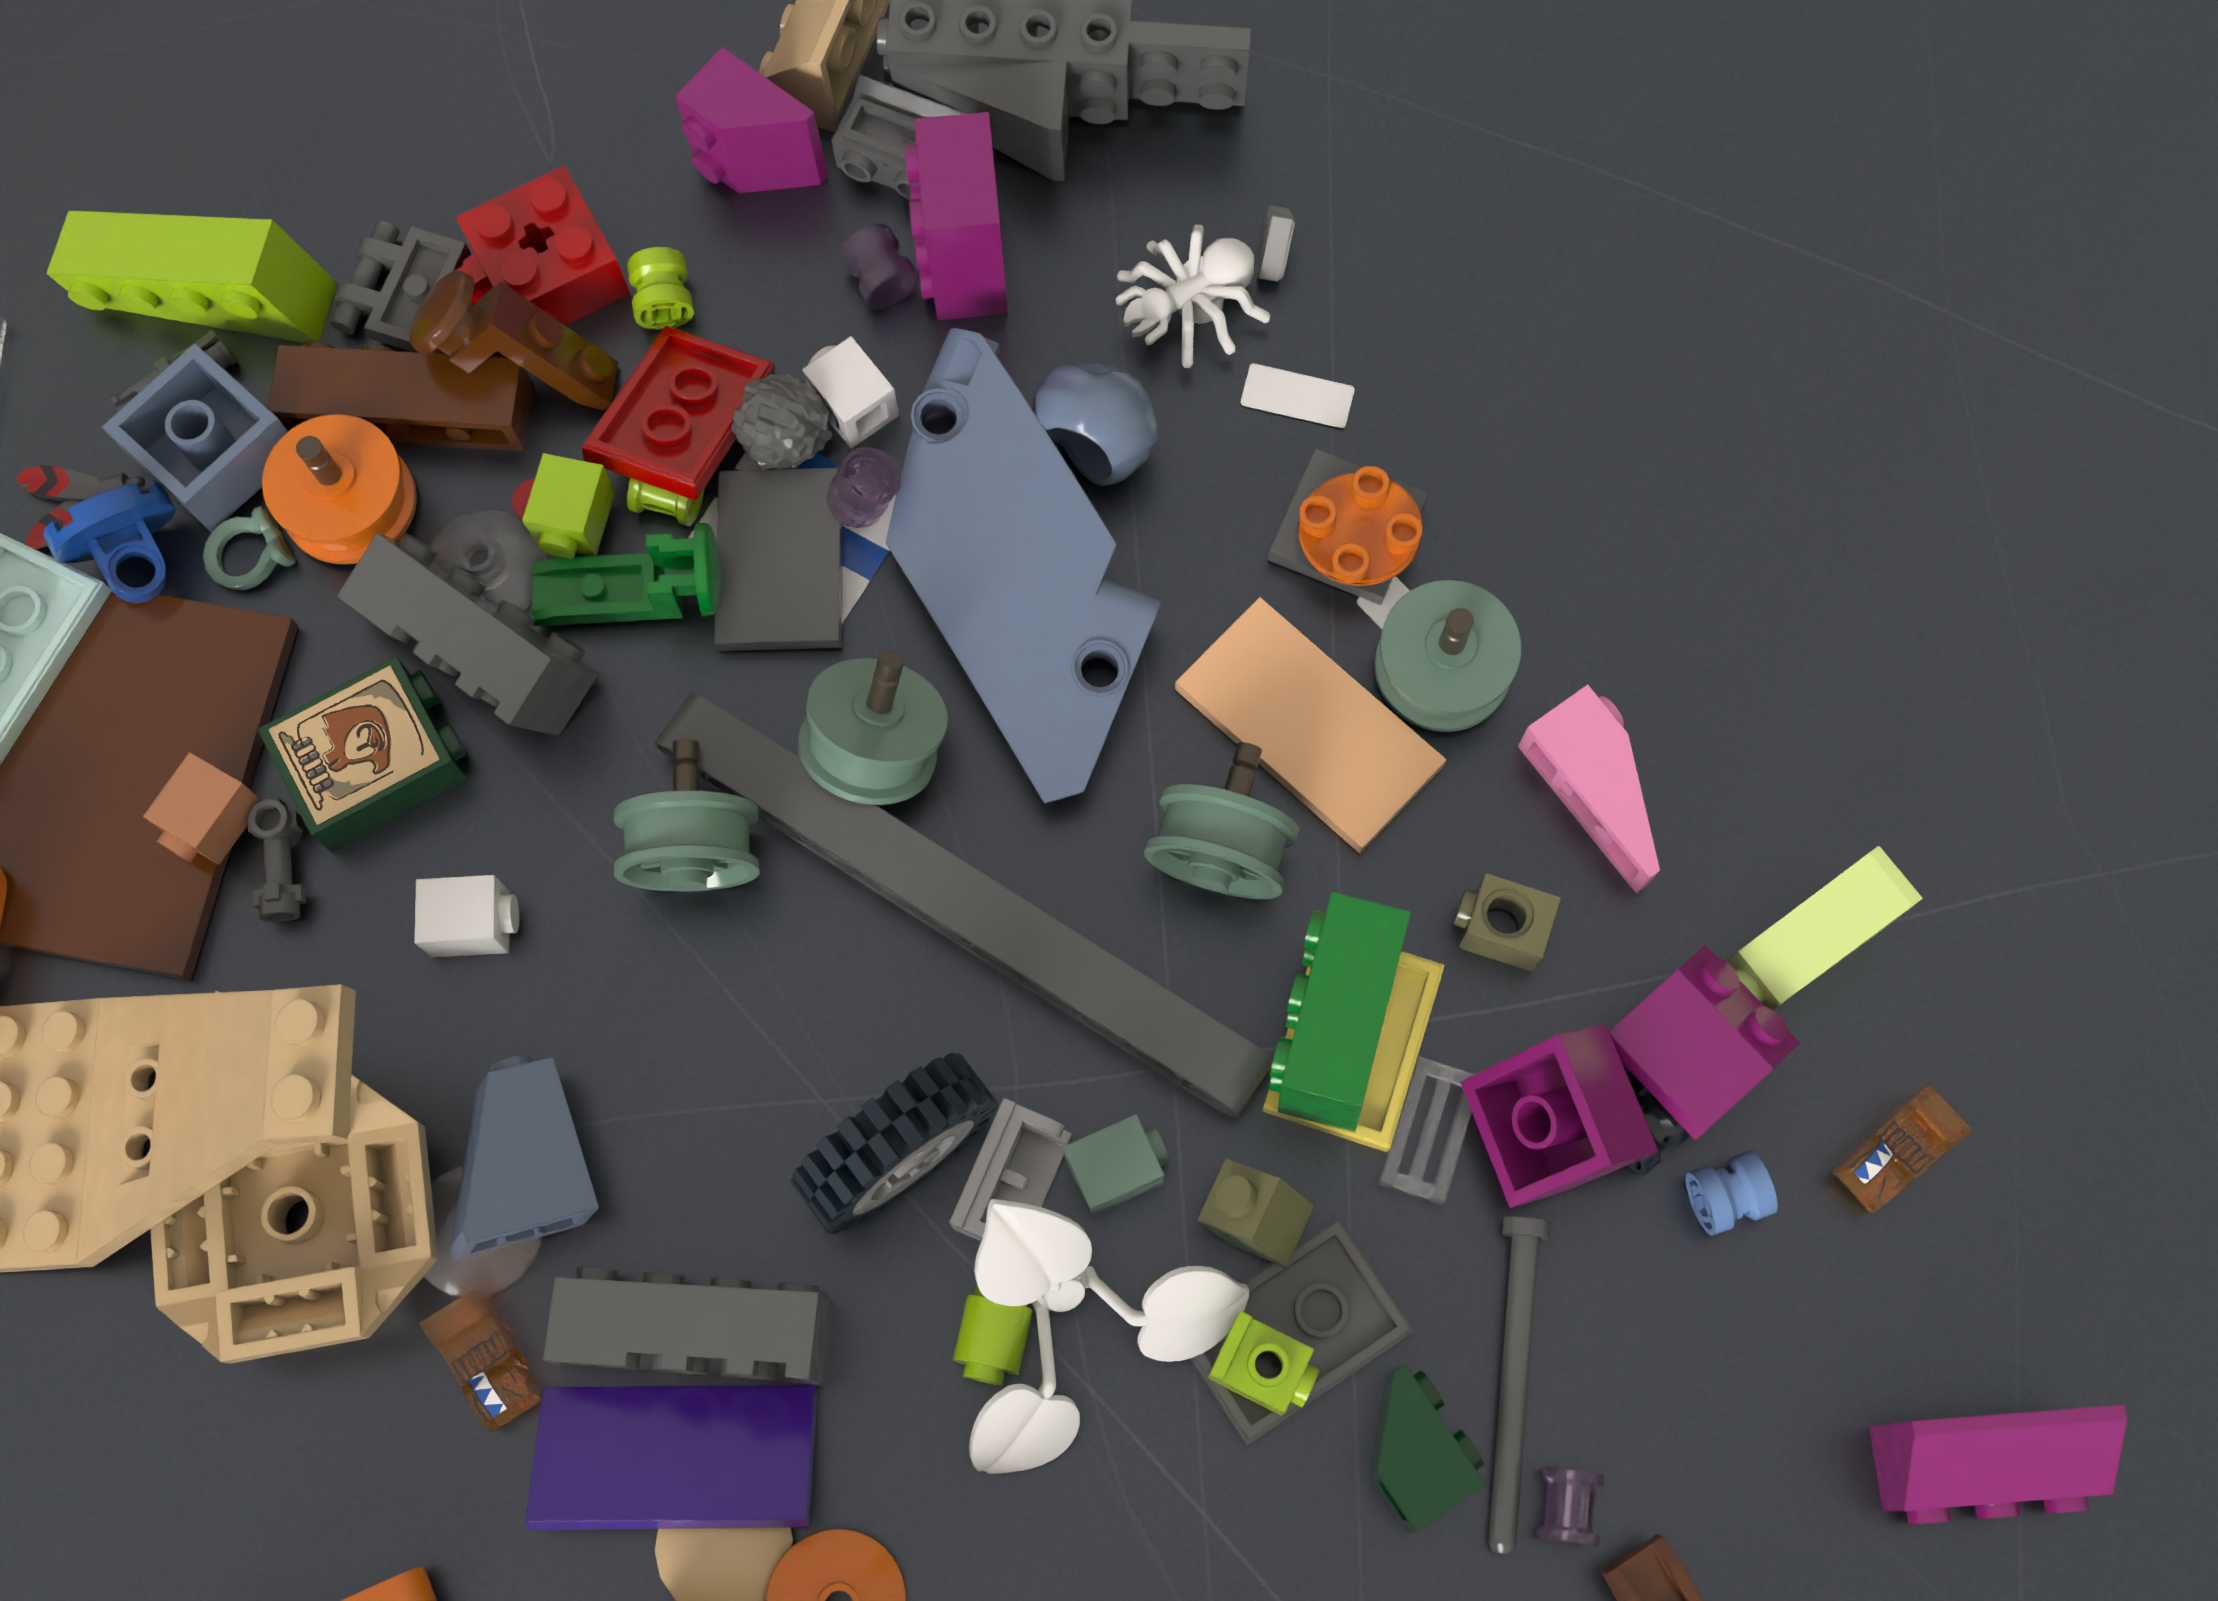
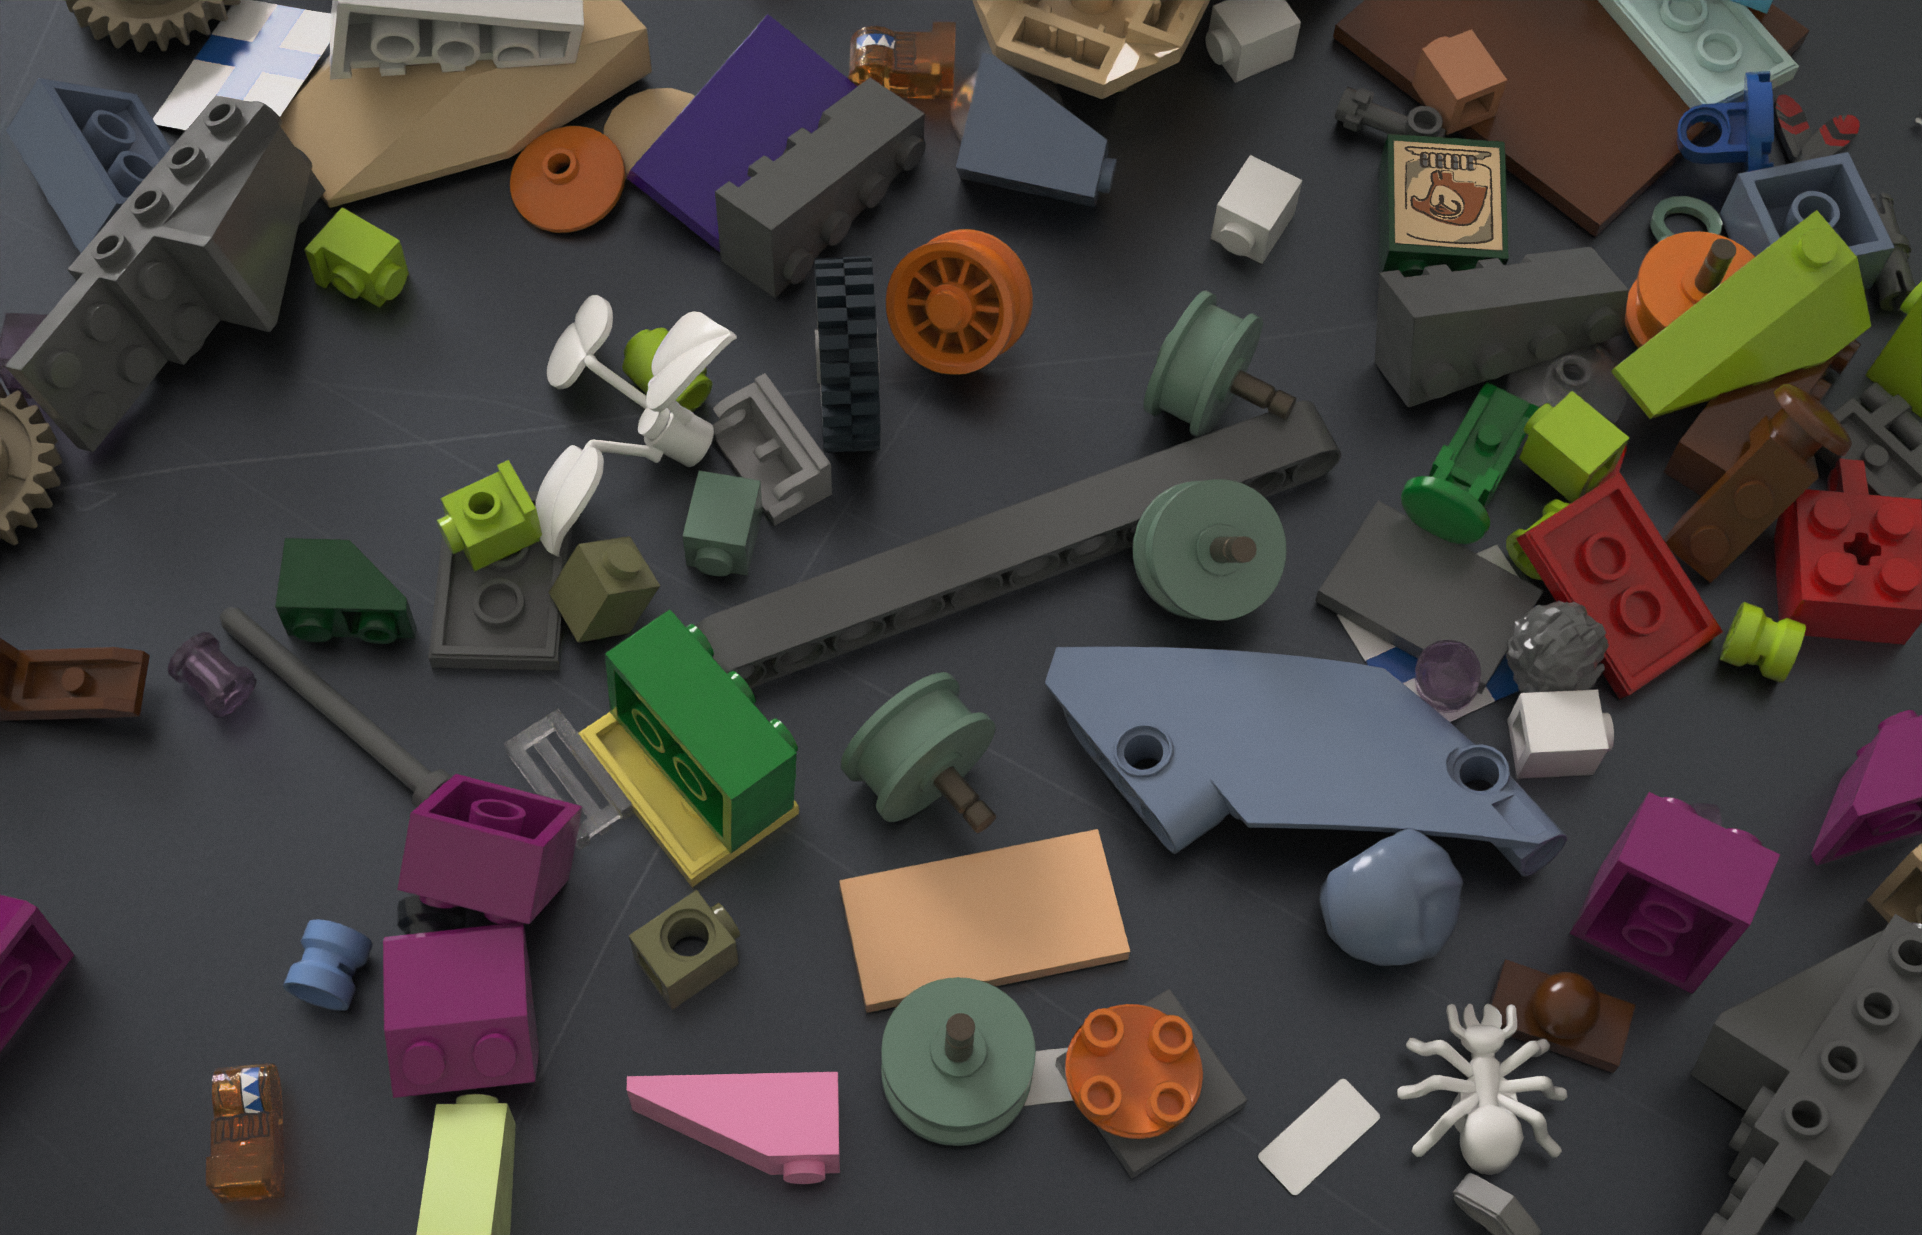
camera: 120 degrees right, 10 degrees down
(363, 415) = (1767, 319): none -> lime wedge
(758, 1094) = (959, 301): none -> orange wheel
(877, 128) = (1815, 921): dark grey window -> none
(1086, 281) = (1565, 1013): none -> reddish brown tile

